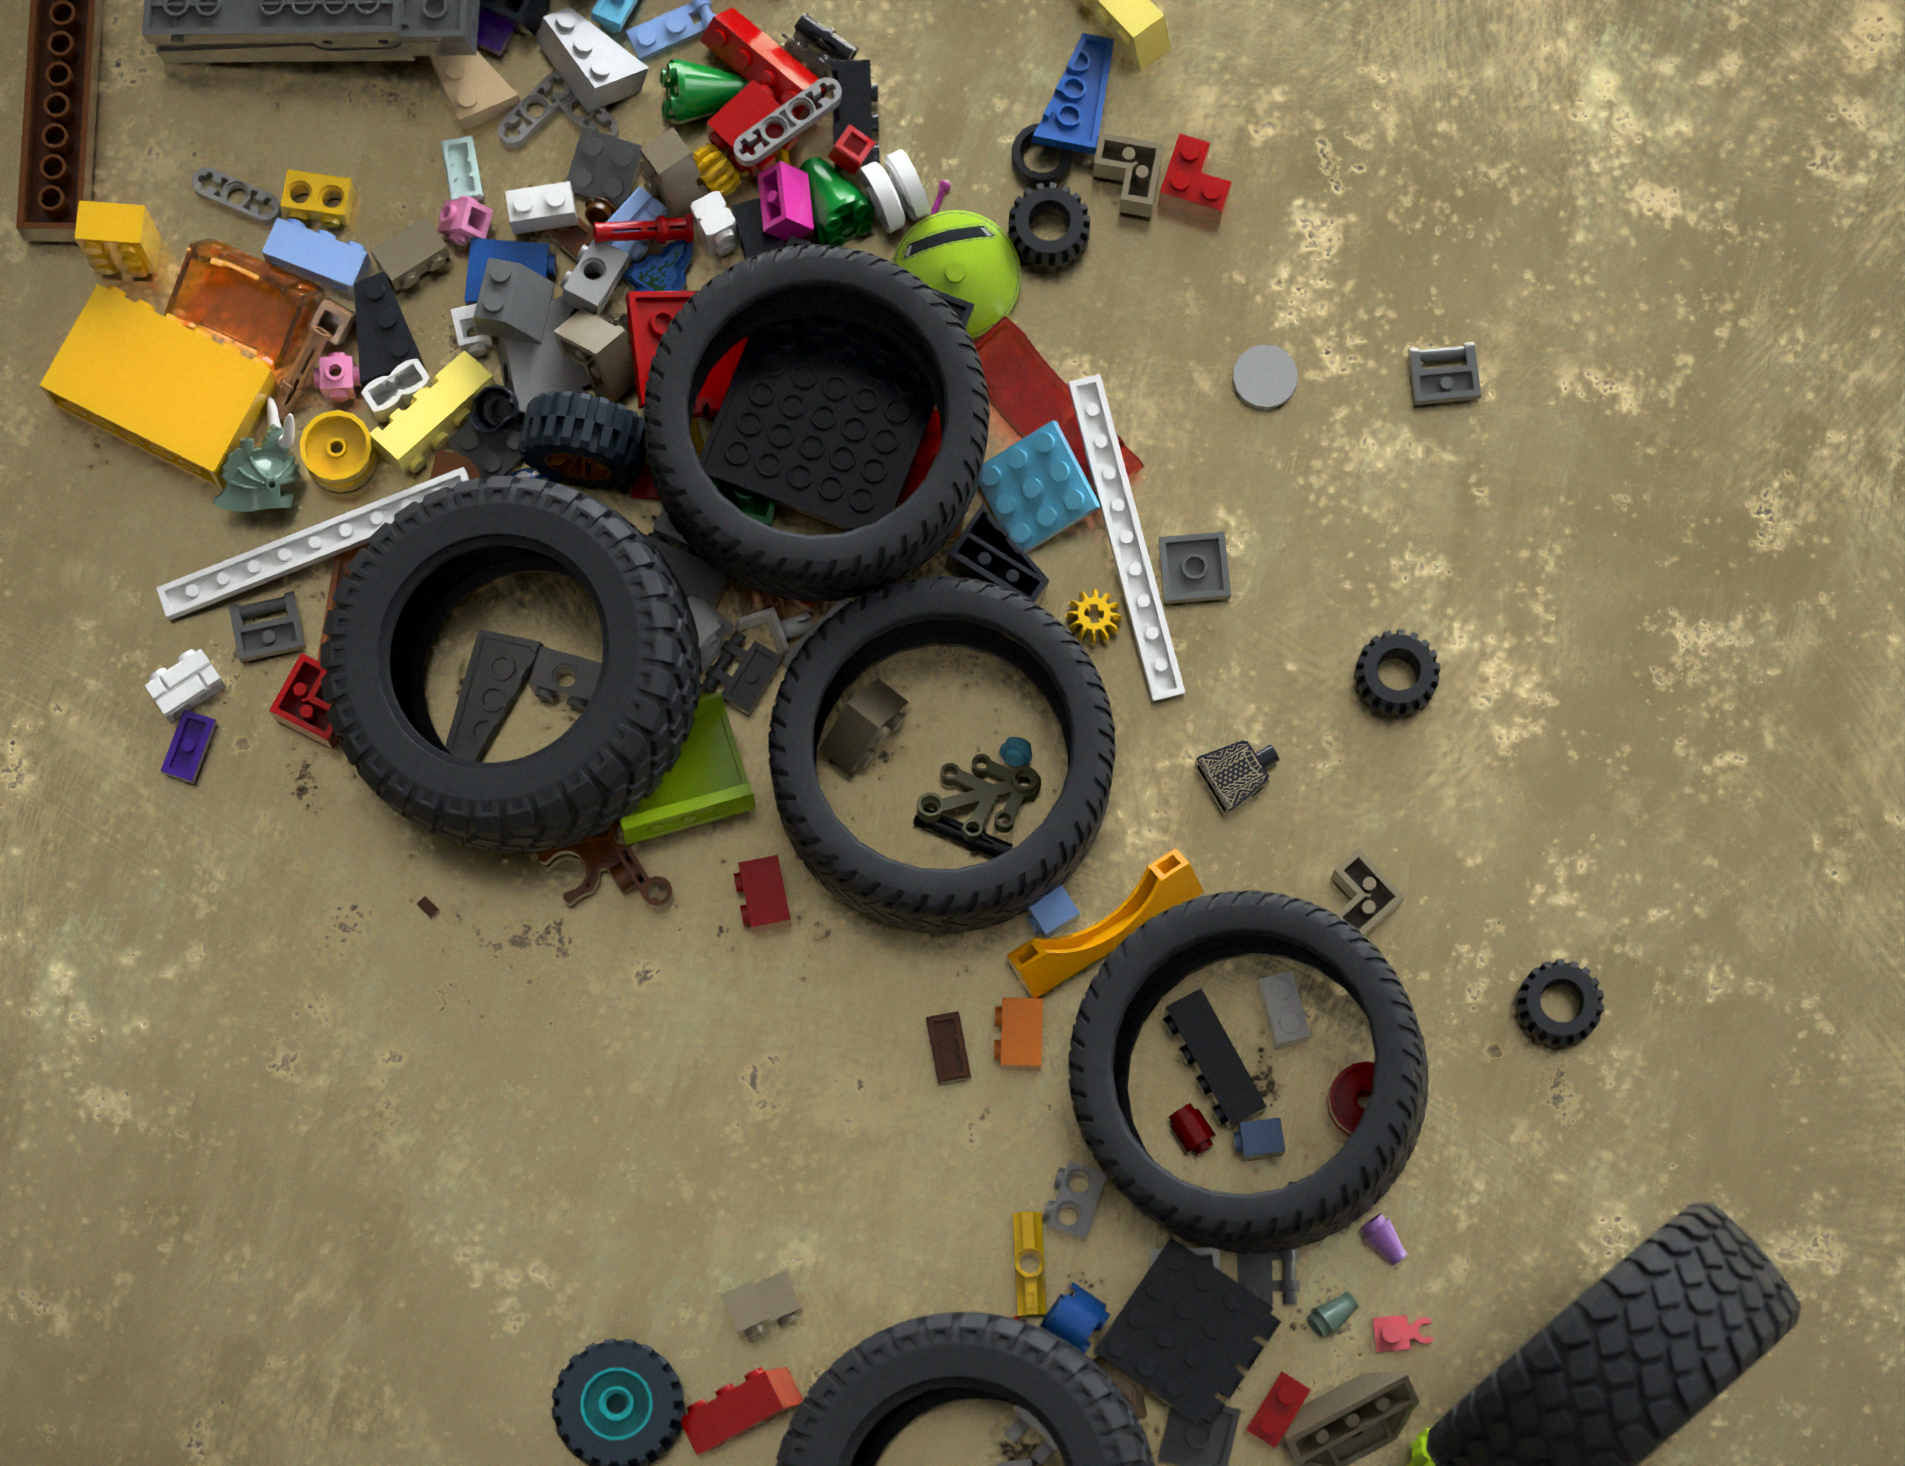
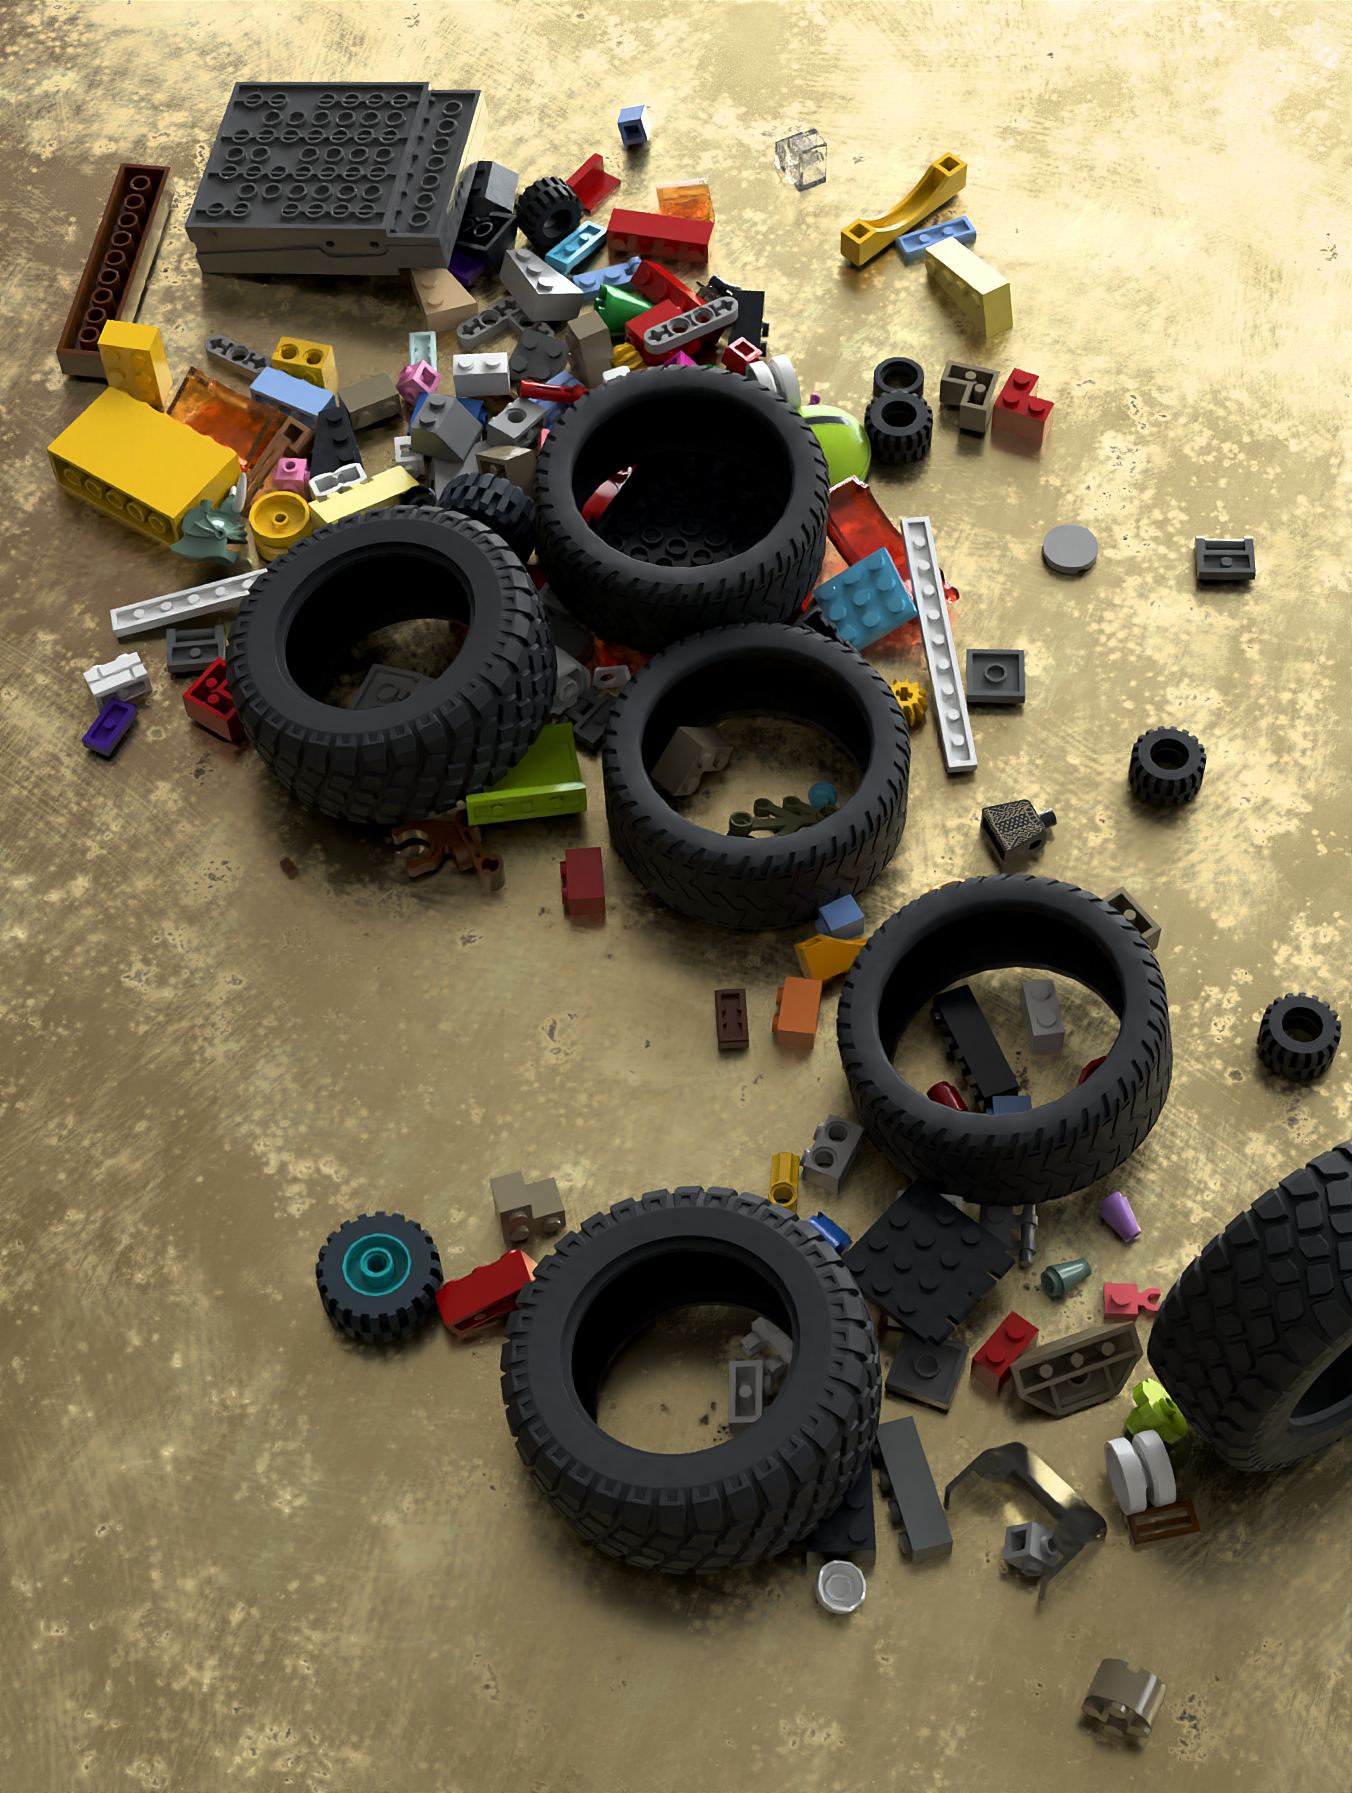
camera: 10 degrees right, 20 degrees down
(1077, 104) = (932, 343): blue wing -> none

